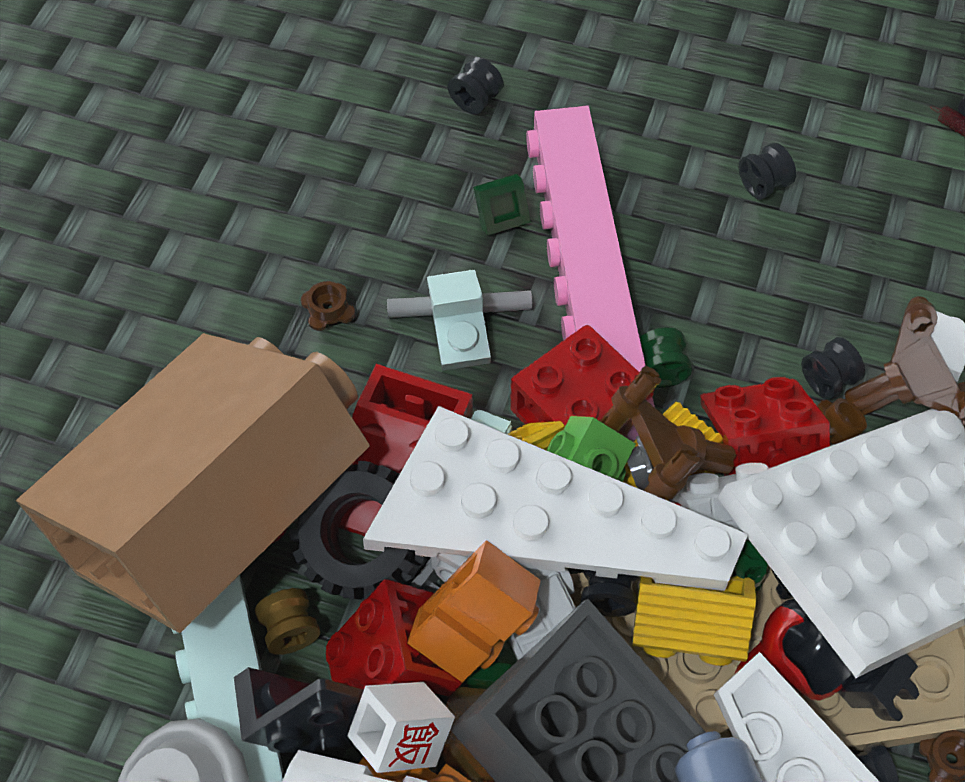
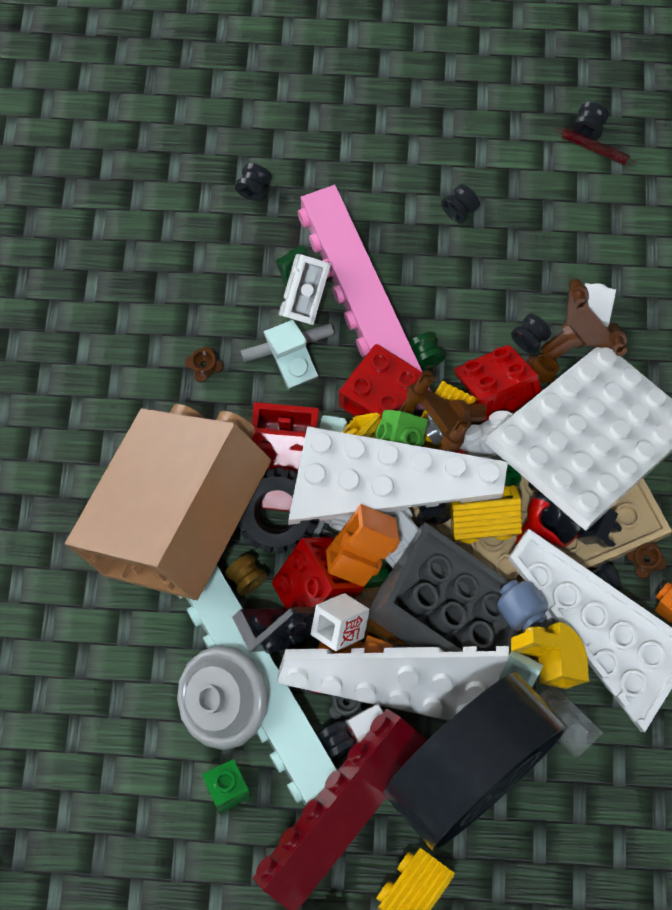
camera: 15 degrees left, 10 degrees up
(503, 229) = (304, 289): none -> white brick

